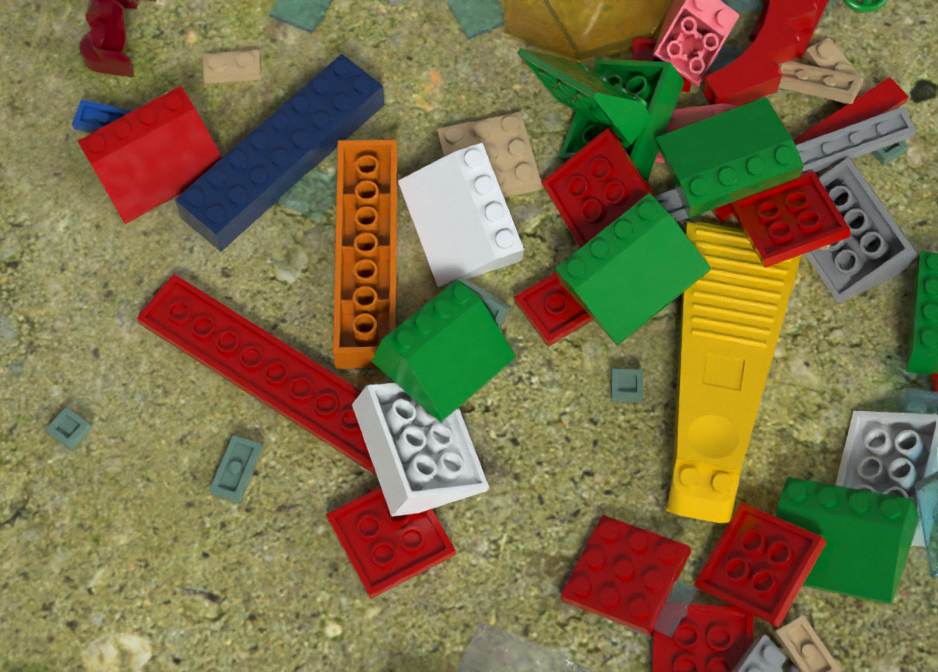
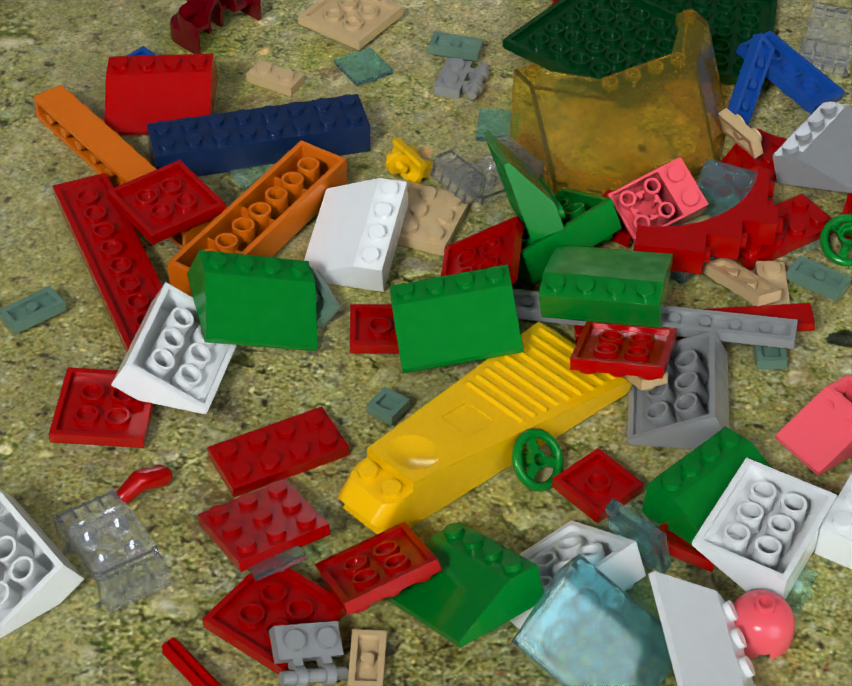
camera: 30 degrees right, 20 degrees down
(190, 258) = (97, 144): none -> orange brick
(274, 284) = (166, 201): none -> red plate
(435, 104) = (406, 162): none -> yellow hips
(489, 592) = (144, 480): none -> red arm
(512, 88) = (479, 178): none -> clear plate
(570, 488) = (277, 451): none -> red plate
(787, 373) = (529, 461): none -> green piece
(852, 364) = (595, 482): none -> red plate
(868, 39) = (818, 278): none -> sand green plate

